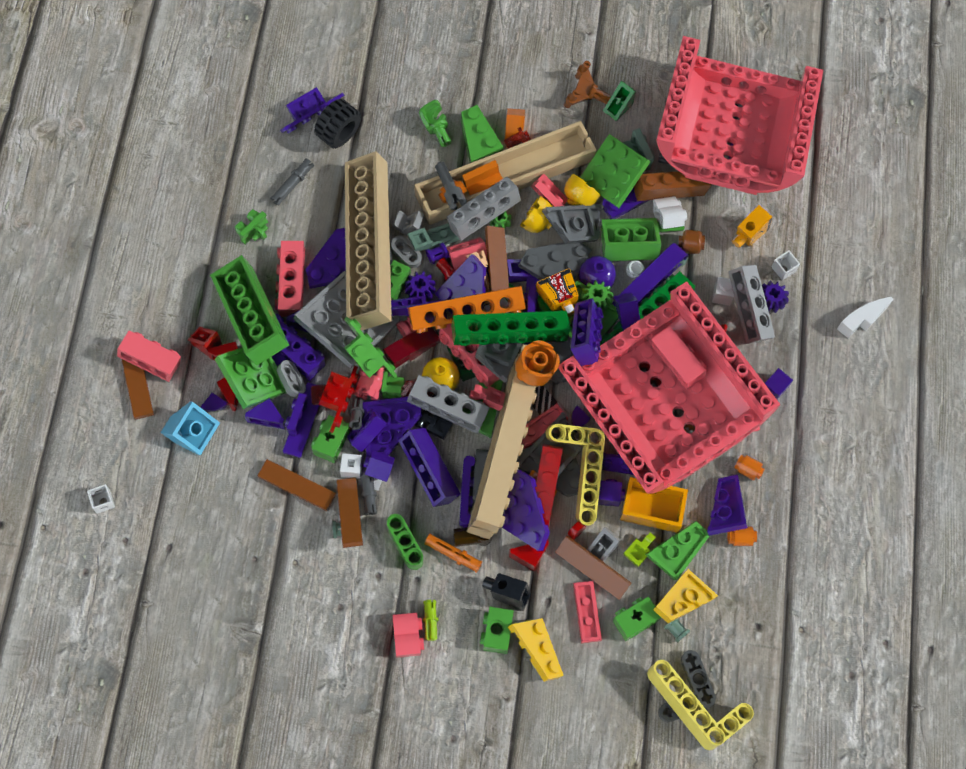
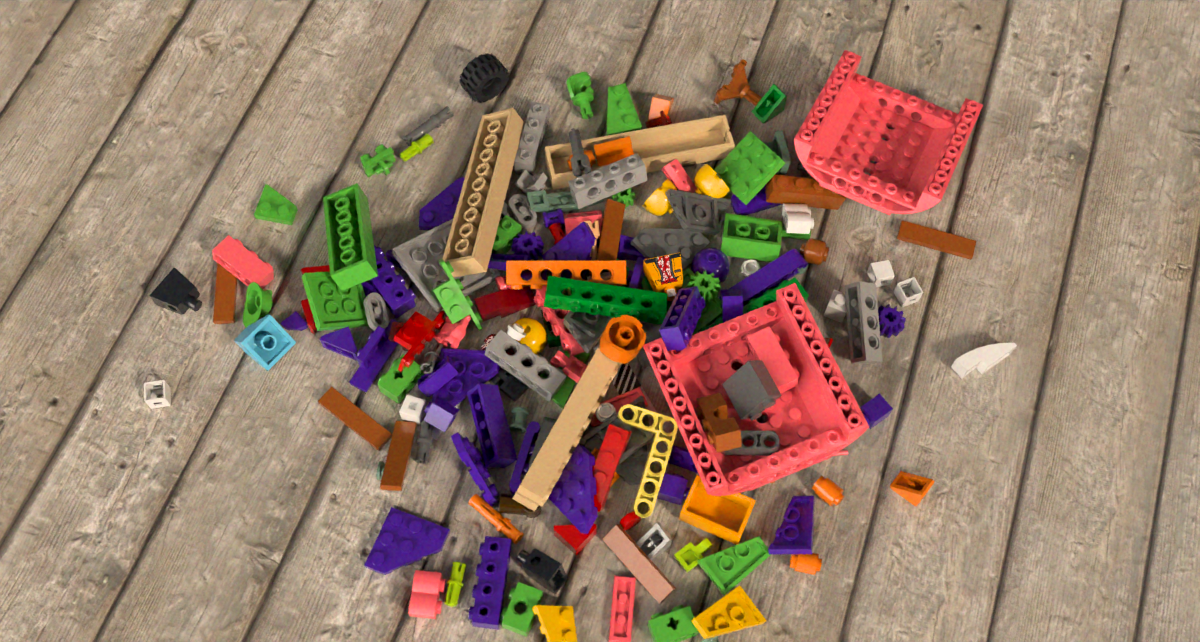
camera: 15 degrees right, 5 degrees down
(91, 397) = (176, 293): none -> black torso
(162, 292) = (275, 207): none -> bright green wing
(172, 393) = (257, 303): none -> bright green piece
(205, 339) = (303, 258): red slope -> none
(286, 206) = (416, 147): none -> lime axle
(290, 251) = (406, 189): coral brick -> none
(306, 106) = (456, 61): dark purple bracket -> none
(374, 590) = (404, 541): none -> dark purple plate
(392, 386) = (473, 338): bright green panel -> none
(398, 176) = (532, 138): none -> light grey brick
(401, 533) = (444, 488): bright green beam -> none
(428, 511) = (479, 473): none -> dark purple plate
(433, 374) = (516, 331): none -> white plate
(452, 456) = (519, 419): none -> sand green bush
(464, 612) = (491, 582): none -> dark purple brick
(533, 434) = (605, 412): none -> white plate
(579, 417) = (659, 405): dark purple tile -> none
(635, 419) = (721, 430): none -> dark orange arch
(664, 445) = (758, 447): none -> dark grey beam
(666, 389) = (751, 390): none -> dark grey brick
(752, 227) = (881, 247): light orange torso -> none
(757, 252) = (881, 273): none -> white piece
(802, 208) = (936, 240): none -> dark orange tile
(823, 448) = (911, 486): none -> orange slope

